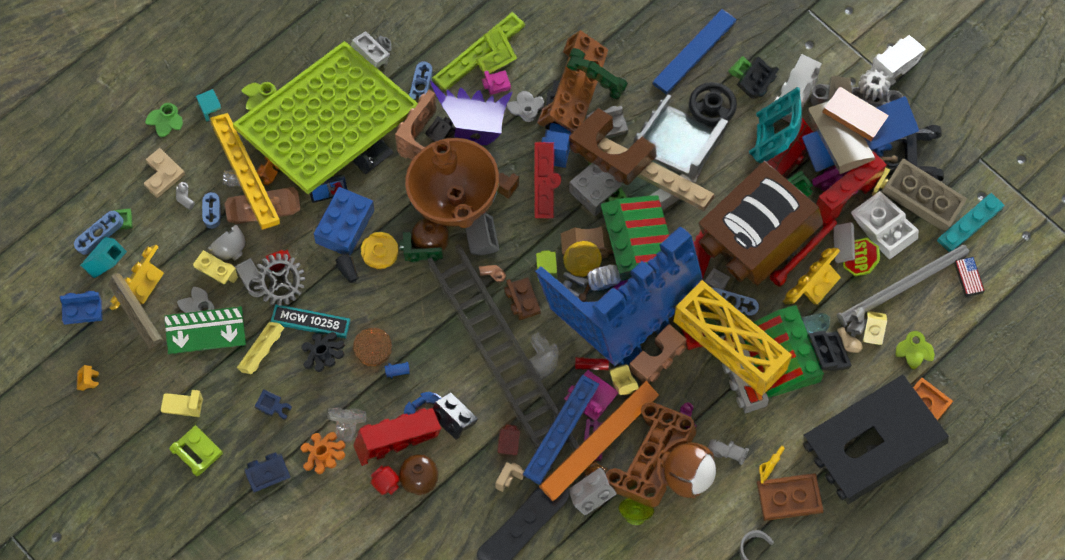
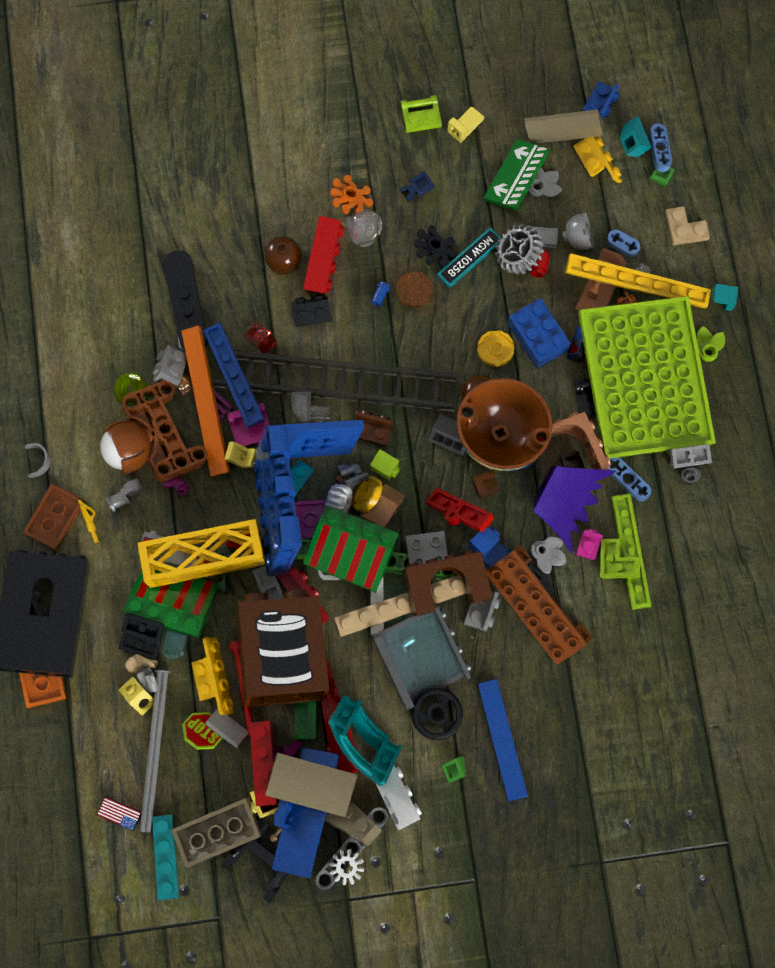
camera: 125 degrees right, 10 degrees up
(84, 378) = (535, 68): light orange tile -> none
(165, 122) = (732, 256): bright green plate -> none
(182, 195) = (652, 229): light grey arm -> none
(215, 268) = (563, 209): light yellow bracket -> none
(260, 348) = (472, 205): light yellow plate -> none
(266, 472) = (366, 149): dark blue bracket -> none
(347, 267) = (497, 312): black cone -> none
(385, 480) = (295, 226): red head -> none
(416, 255) = (481, 368): dark green bracket -> none
(427, 397) = (342, 302): blue piece -> none
(494, 271) = (411, 424): nougat arm -> none
(505, 478) = (233, 320): tan bracket -> none
(594, 71) = (532, 620): dark green plate -> none
(648, 367) = (239, 482): nougat arch -> none
(746, 300) = (236, 590): medium blue beam -> none
(757, 78) = (434, 773): black bracket -> none
(855, 113) = (320, 812): tile -> none
(885, 224) = (218, 777): white slope -> none
(898, 58) = (361, 913): white wedge -> none
(915, 352) = (90, 710): lime plate -> none

